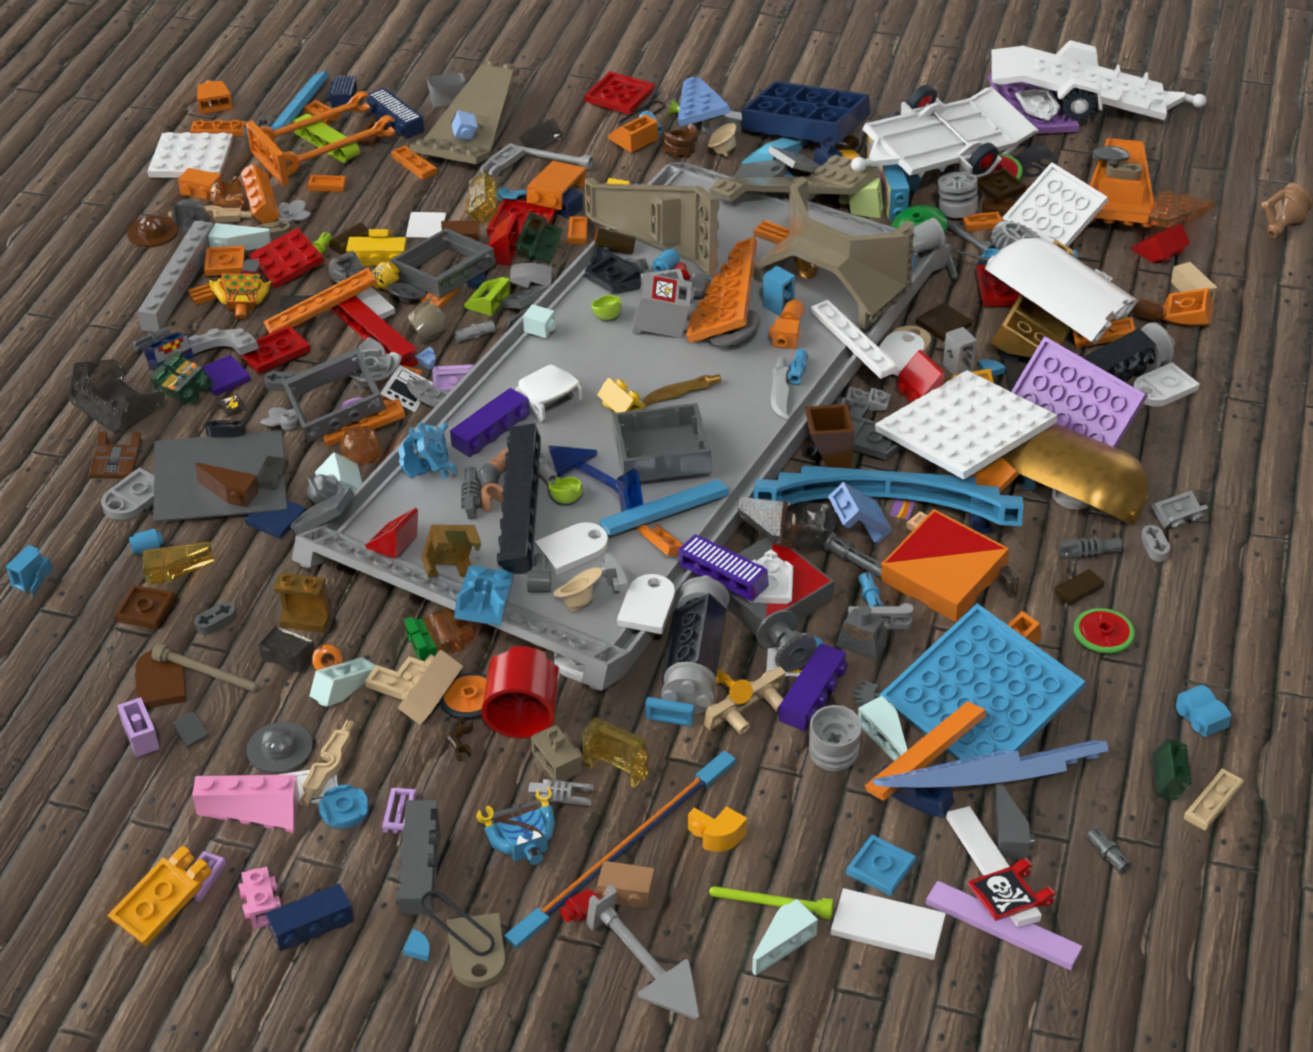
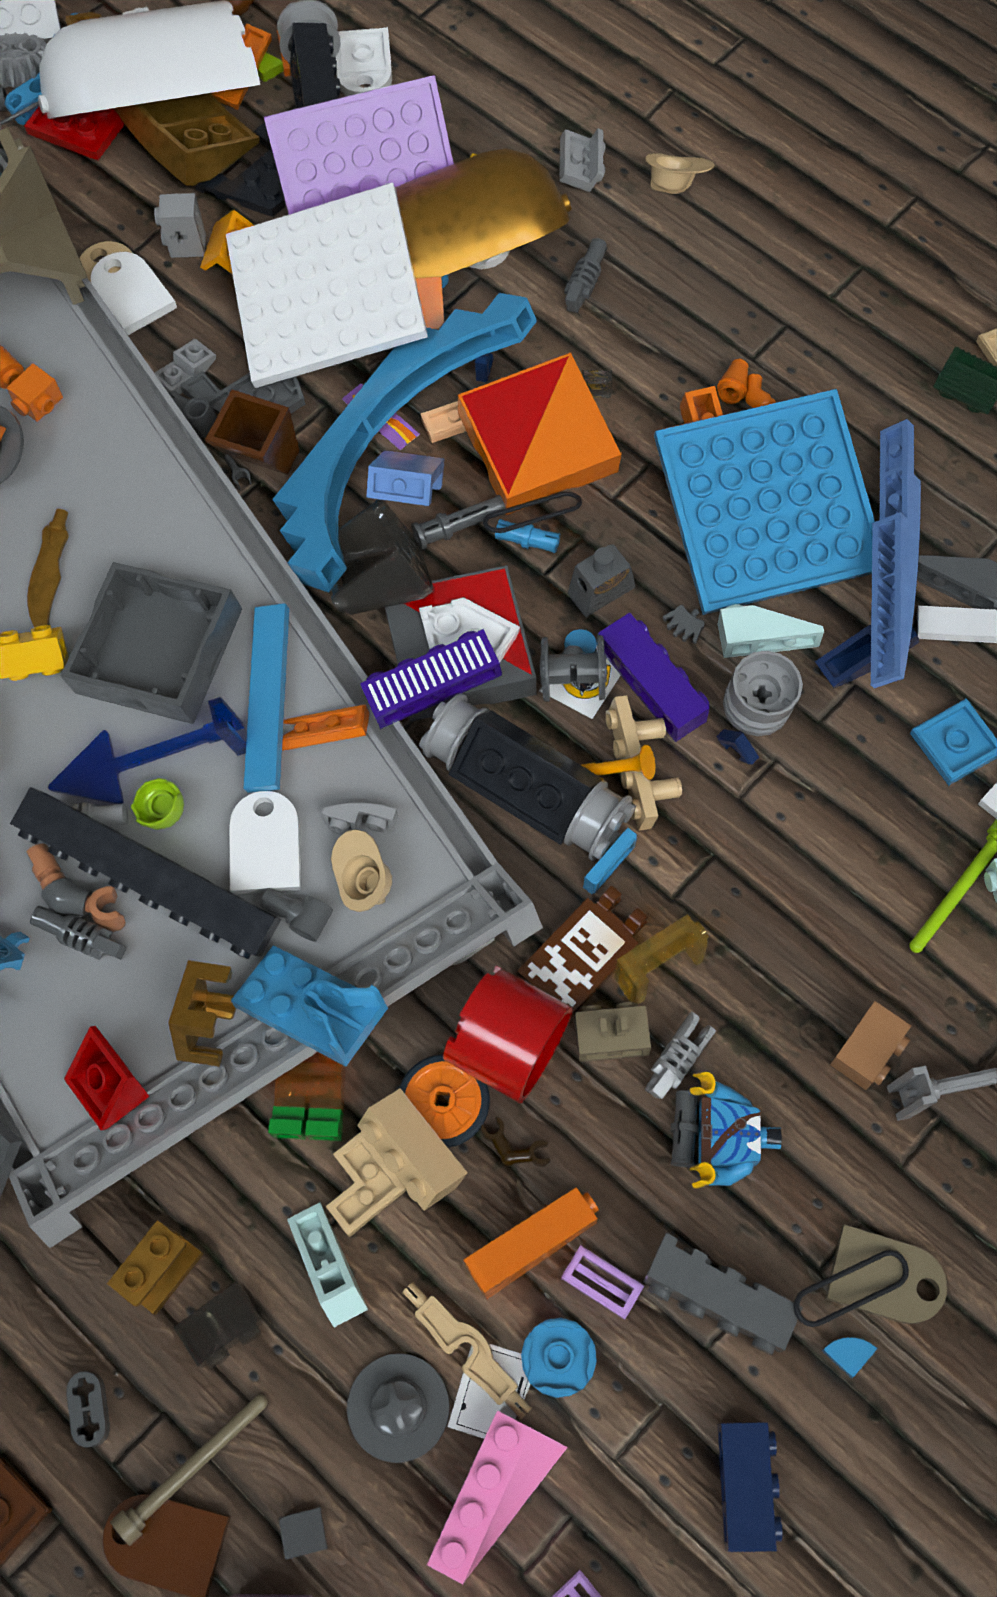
camera: 60 degrees left, 25 degrees up
(259, 891) = (677, 1545): bright pink brick -> none
(320, 651) = (278, 1273): orange head -> none
(400, 758) = (531, 1242): none -> orange slope
(539, 918) = (867, 1178): piece -> none
(577, 906) = (879, 1116): red arm -> none
(581, 712) = (583, 950): none -> reddish brown tile
(646, 606) = (433, 802): white tile -> none
(718, 833) = (837, 893): light orange brick -> none
(780, 390) = (131, 453): light grey sword -> none
(793, 748) = (739, 743): none -> dark blue tile
(798, 366) = (92, 400): dark azure pin -> none
(854, 339) = (96, 321): white tile -> none
(889, 581) = (535, 520): none -> black piece
(893, 616) = (577, 546): light grey plate -> none
(919, 377) = (205, 292): red slope -> none
(930, 746) = (833, 605): orange tile -> none
(942, 320) = (97, 215): dark brown tile -> none
(996, 367) = (215, 209): dark azure tile -> none
(1068, 649) = (734, 382): none -> orange cone
(1074, 663) = (755, 395): none -> orange arm
(1079, 587) = (637, 319): dark brown tile -> none
(1104, 630) = (702, 329): red wheel -> none
(1150, 544) = (612, 210): light grey beam -> none
(1203, 710) = (892, 305): dark azure brick -> none
(1210, 556) = (675, 173): none -> tan piece

